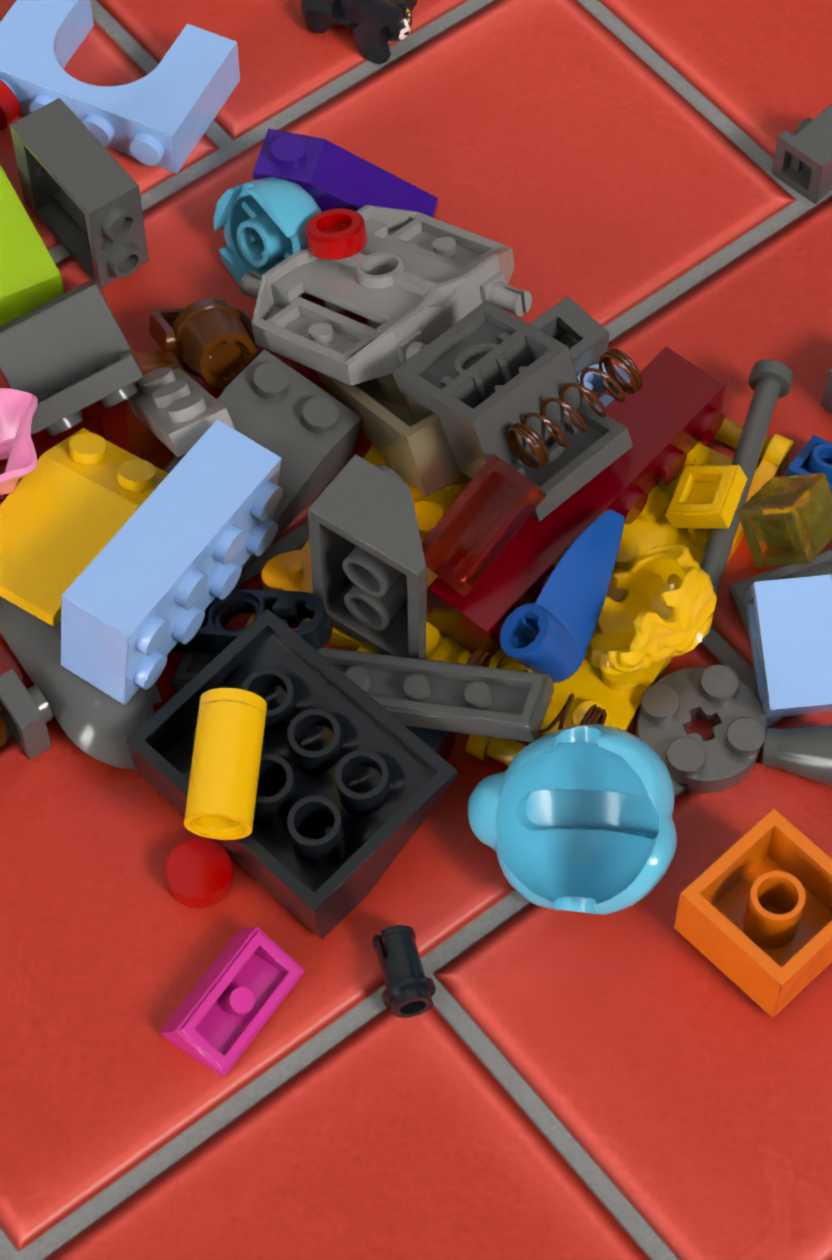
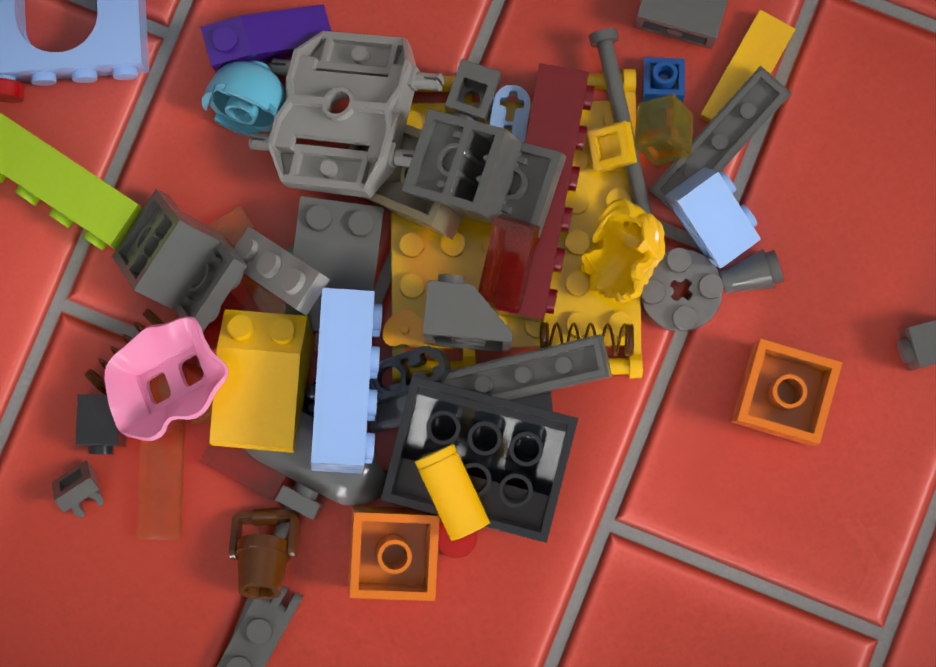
camera: 25 degrees left, 25 degrees up
(80, 192) = (111, 137): dark grey window -> none
(97, 829) = (393, 554): none -> orange brick
(206, 339) = (255, 196): reddish brown piece -> none
(233, 1000) = (518, 599): dark pink slope -> none
(336, 234) = (295, 91): red tile -> none
(406, 986) = (602, 534): black pin -> none
(533, 439) = (508, 198): reddish brown piece -> none
(559, 626) = (581, 275): blue piece -> none
(580, 819) = (657, 403): medium azure piece -> none

